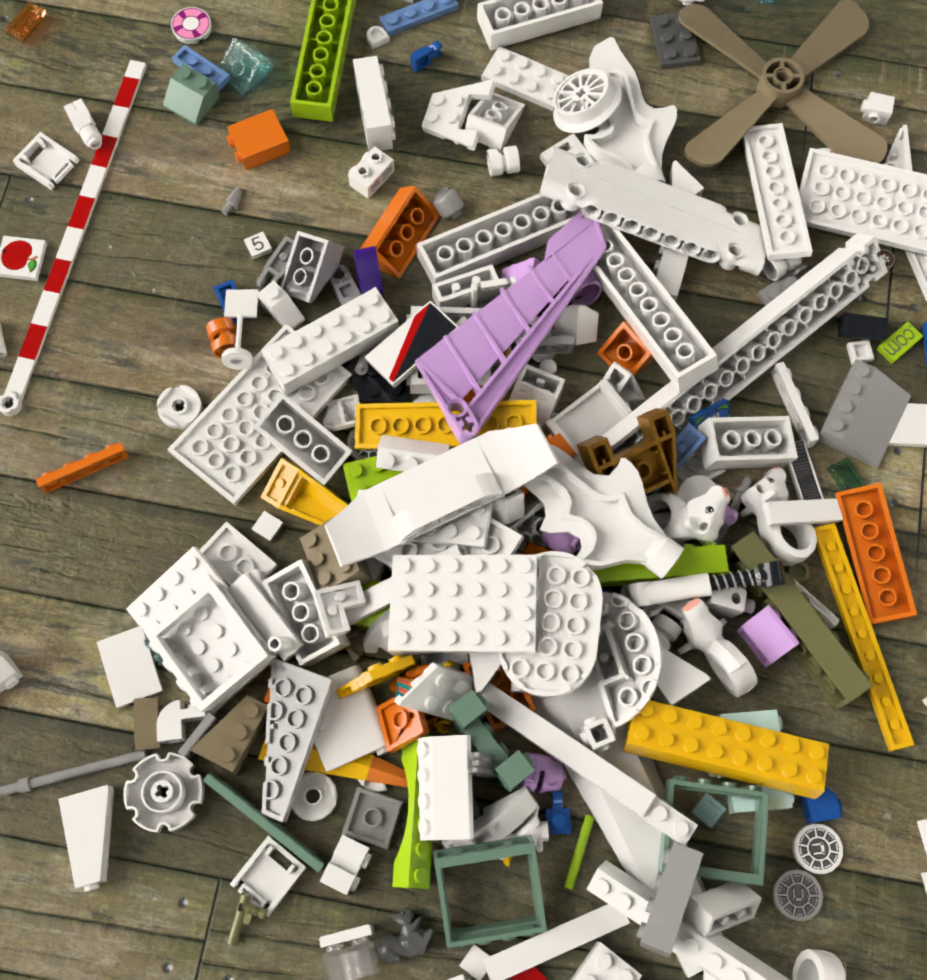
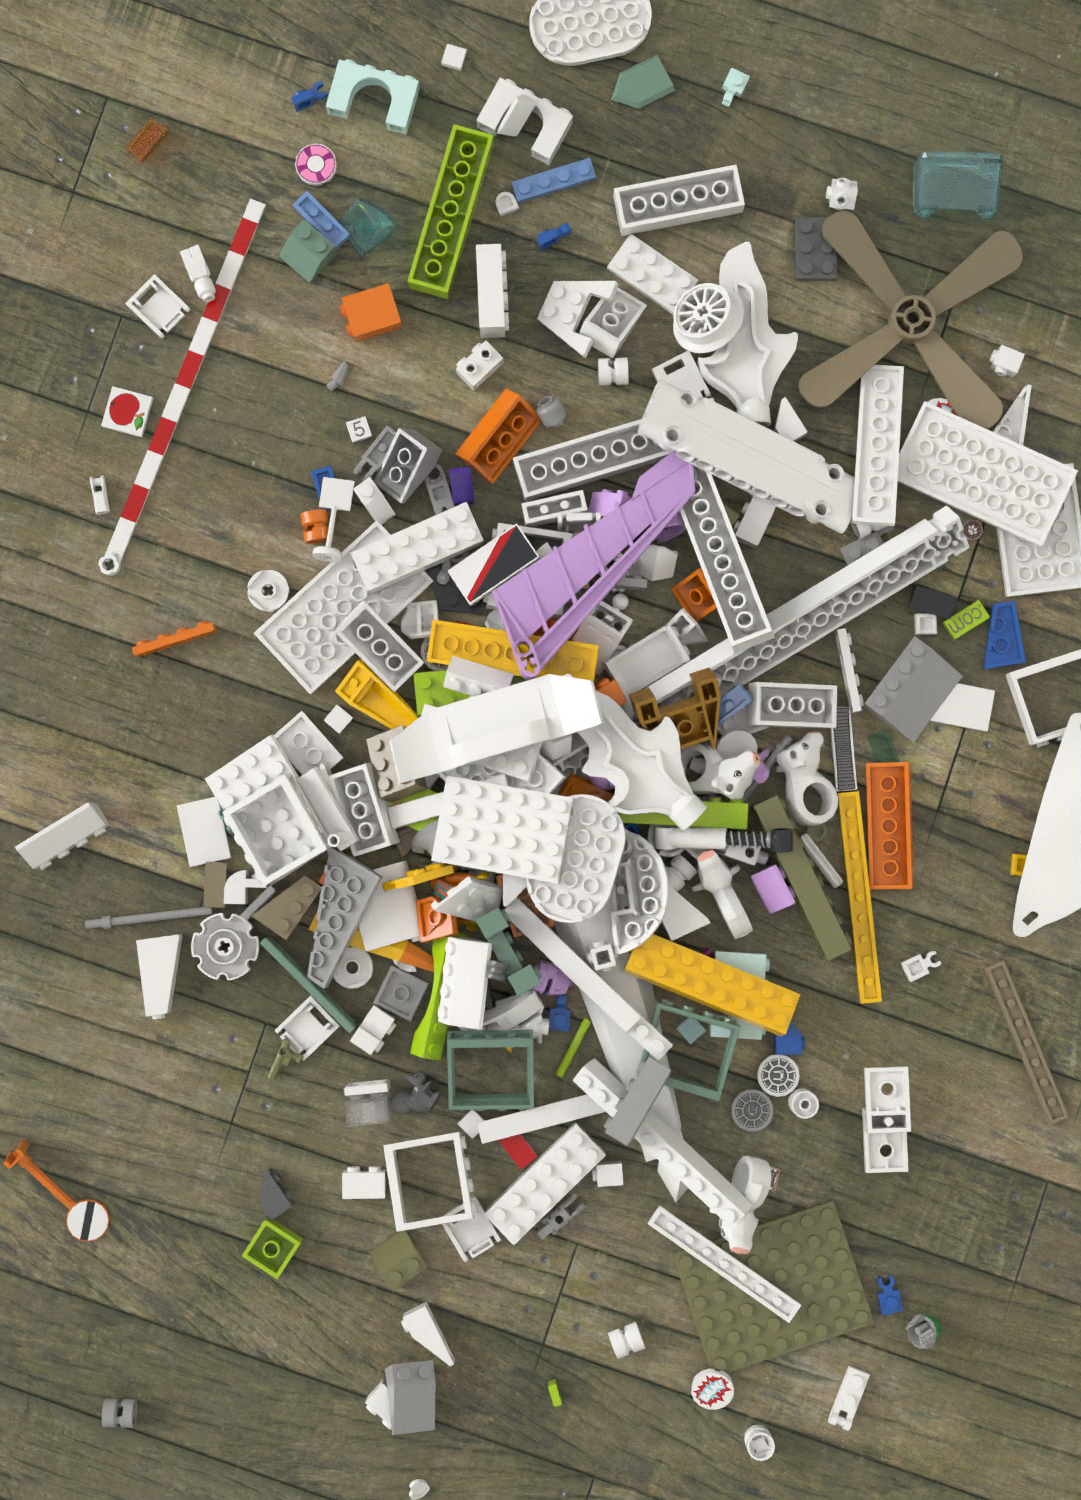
camera: 10 degrees right, 15 degrees up
(333, 602) = (387, 810): white plate -> none
(716, 410) = (769, 673): blue tile -> none
(721, 908) = (681, 1113): white brick -> none
(802, 512) = (828, 780): white tile -> none
(855, 876) = (803, 1103): none -> white wheel

